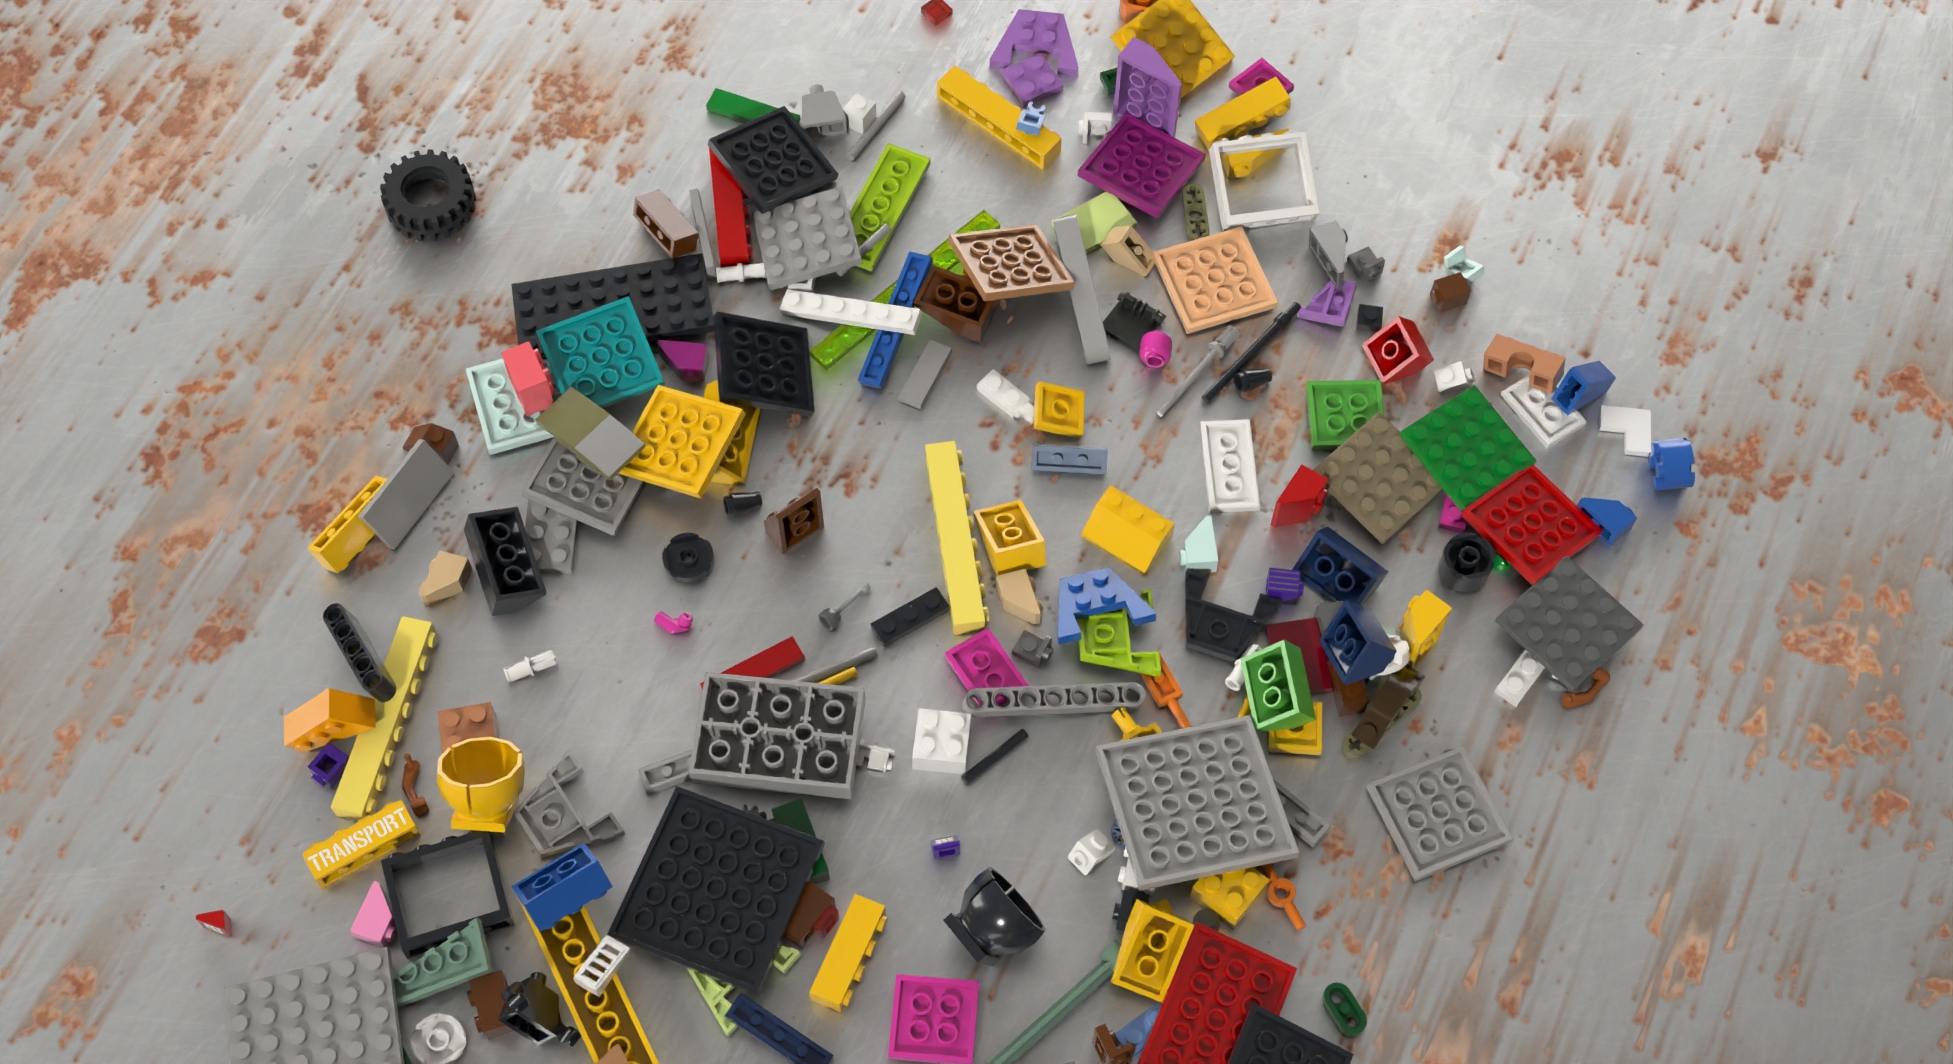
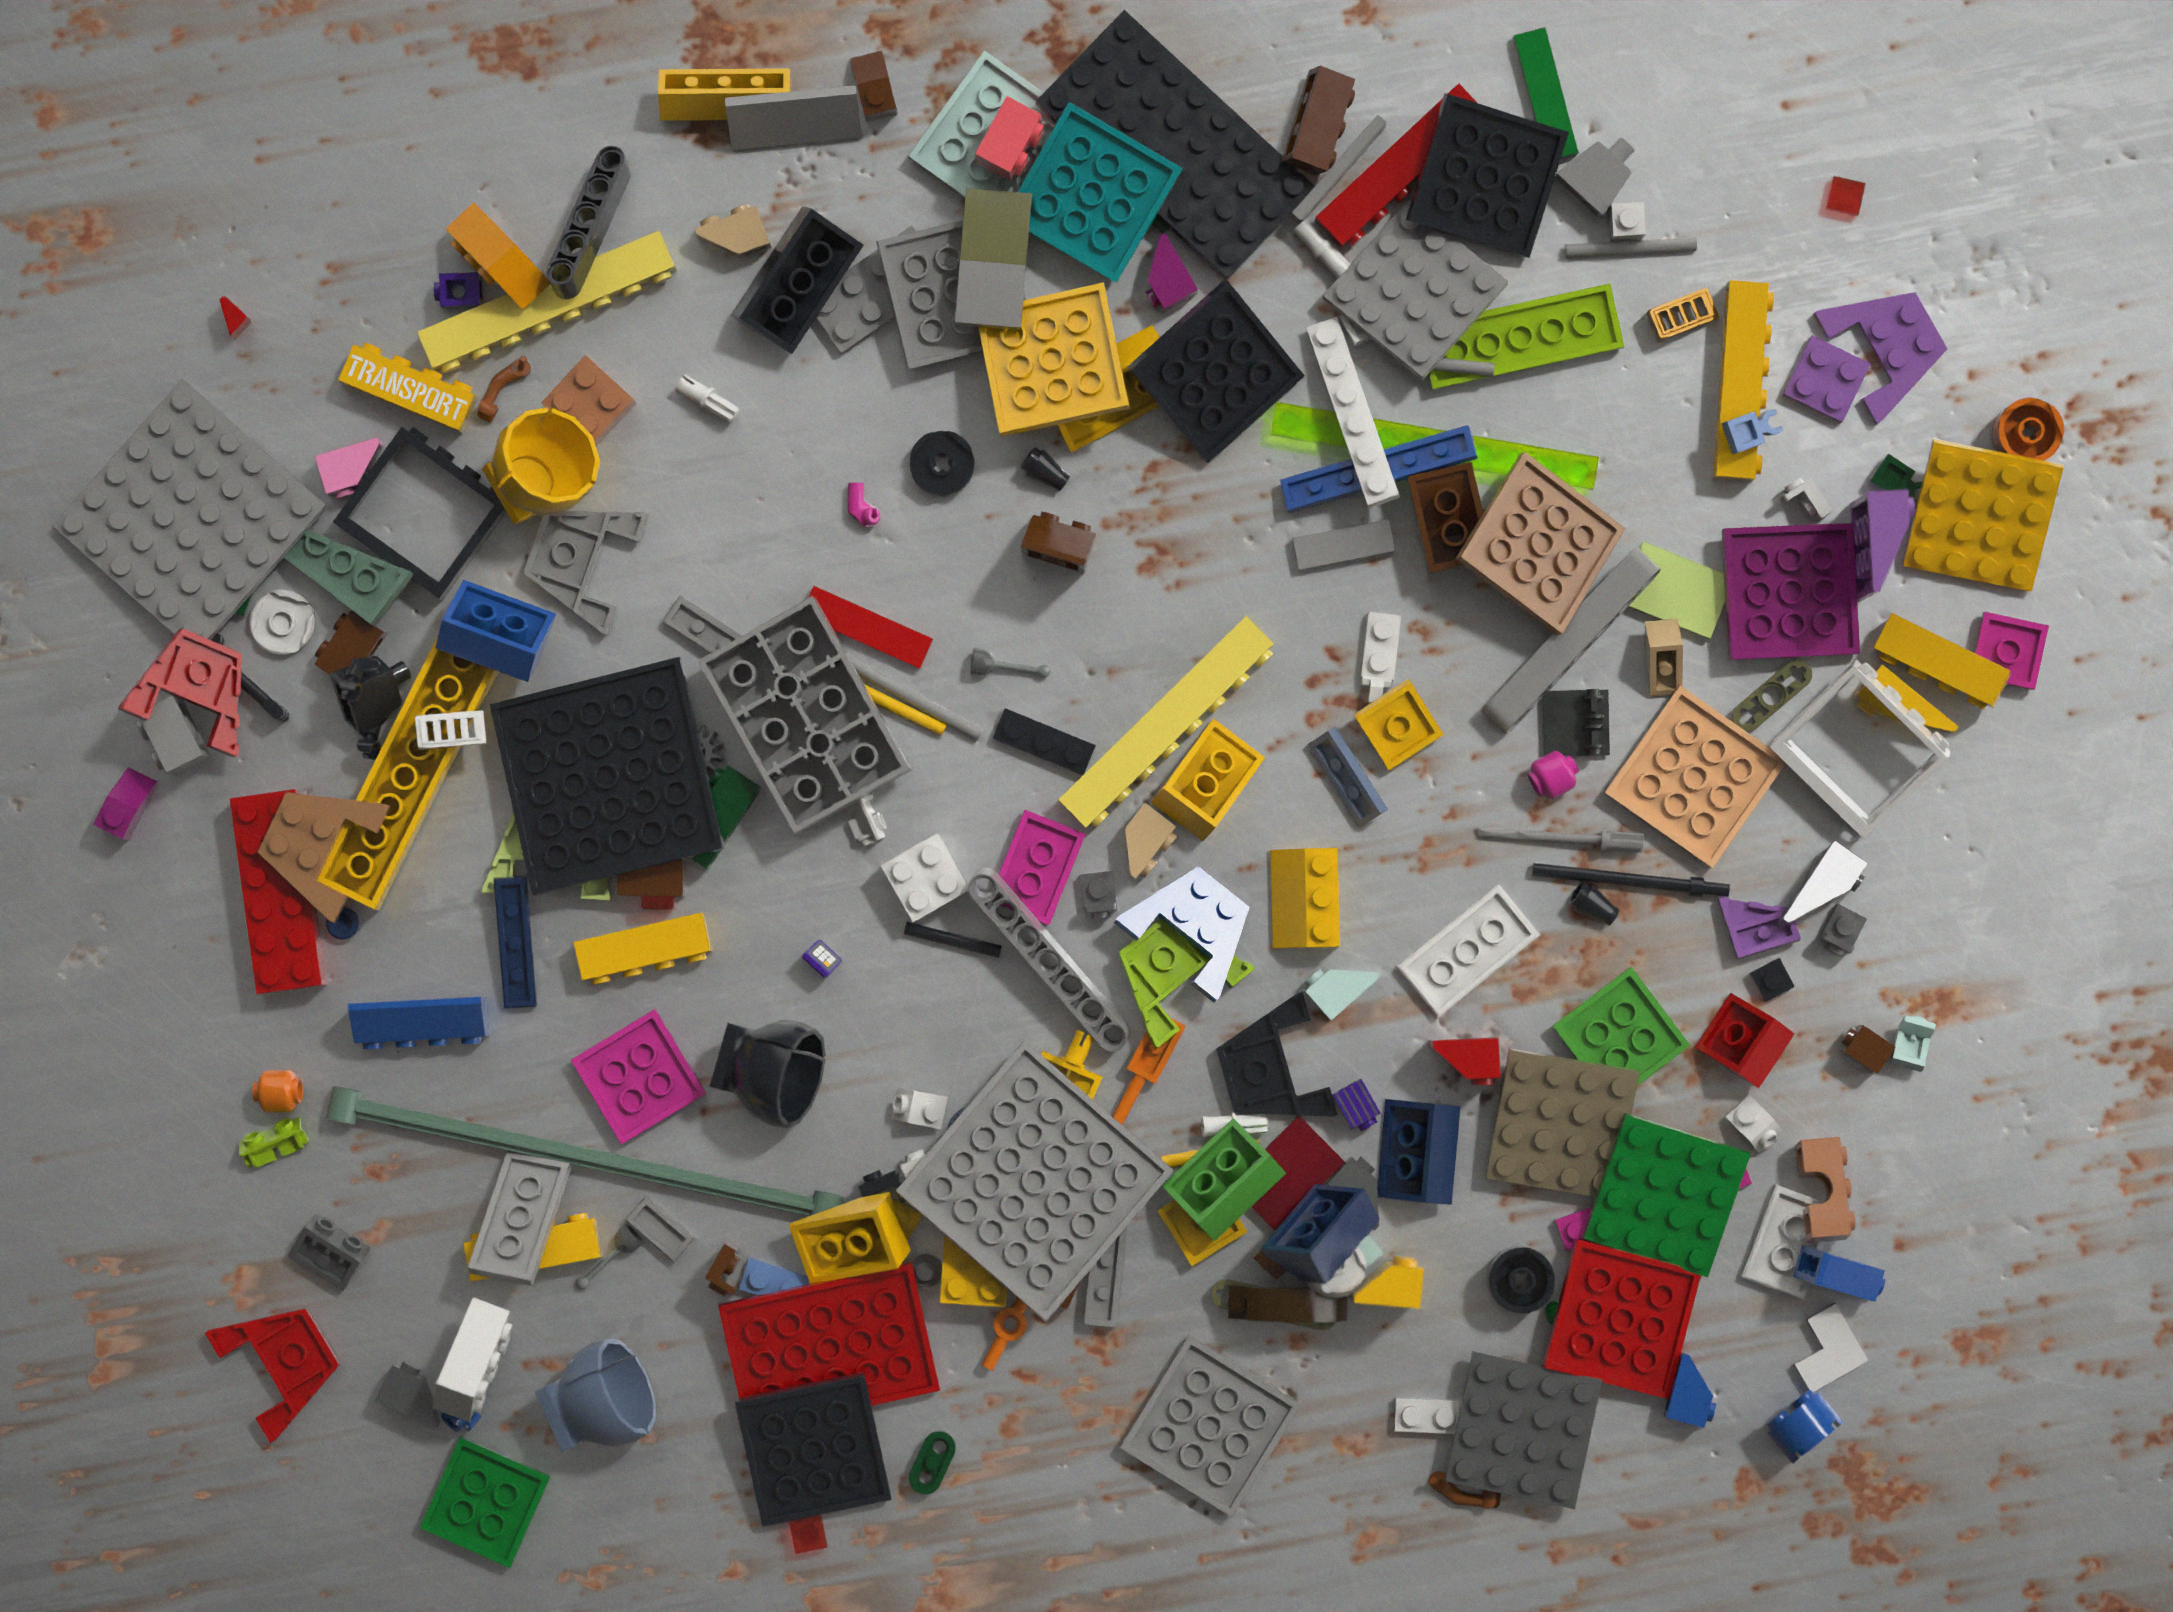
camera: 55 degrees right, 25 degrees up
(933, 137) = (1658, 324): none -> slope

